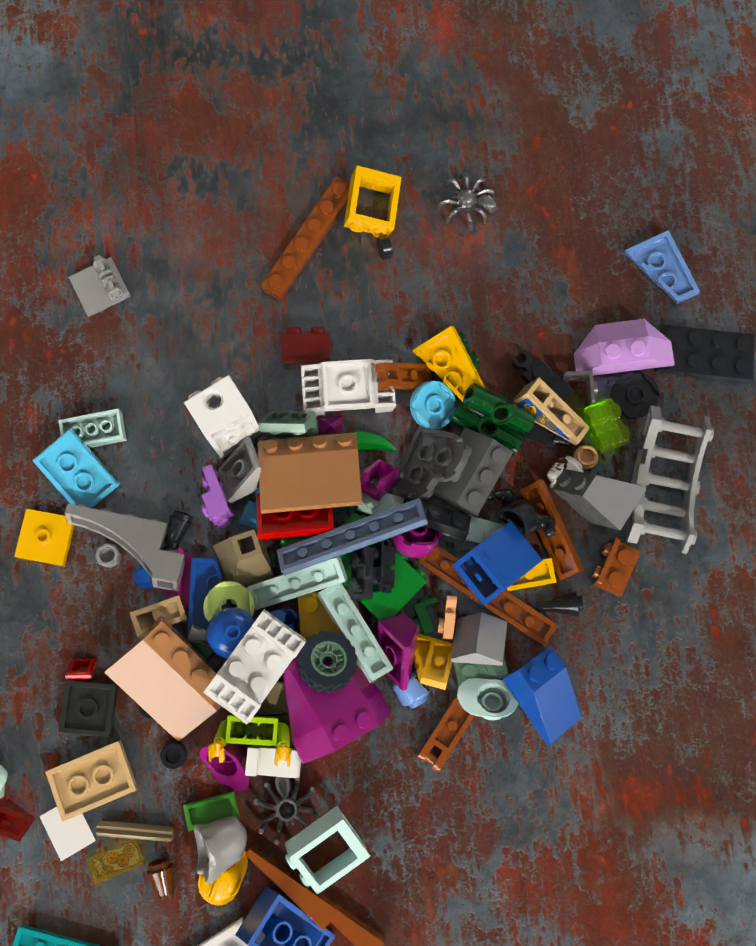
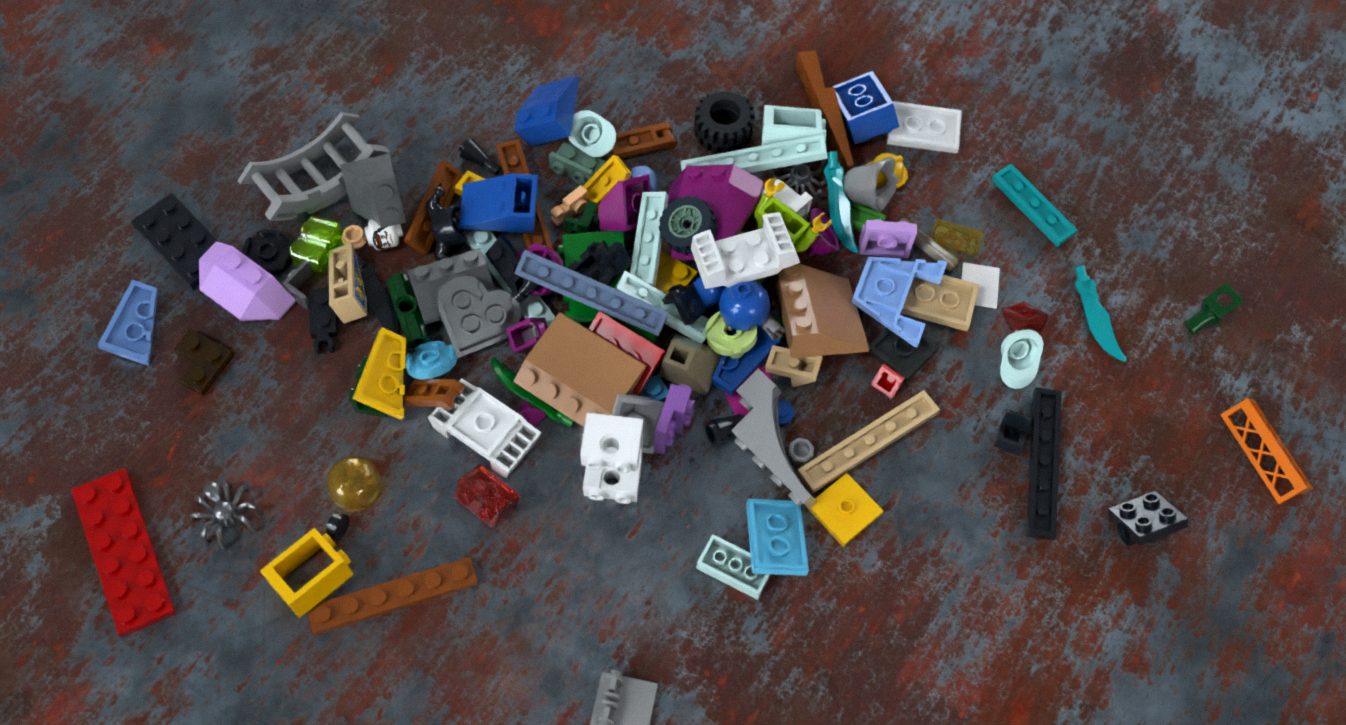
camera: 145 degrees left, 15 degrees down
(61, 606) = (867, 441): none -> tan plate
(133, 749) = (885, 288): none -> light blue wing
(160, 803) = (887, 238): none -> lavender plate
(161, 877) = (927, 202): reddish brown cone -> none
(173, 755) = (855, 271): black tile -> none
(232, 804) = (839, 203): none -> teal sword
(281, 597) = (686, 301): none -> black bracket
(289, 423) = (560, 429): sand green bracket -> none
(331, 788) = (768, 156): none -> light aqua plate
(397, 832) = (729, 107): none -> black tyre
(403, 284) = (353, 483): none -> clear yellow cylinder
(479, 640) = (562, 170): light grey slope -> none
(488, 402) = (384, 306): dark green piece -> none
(506, 132) = (123, 552): none -> red plate
(588, 287) = (208, 361): none -> dark brown plate
(615, 567) = (414, 152): dark orange bracket -> none

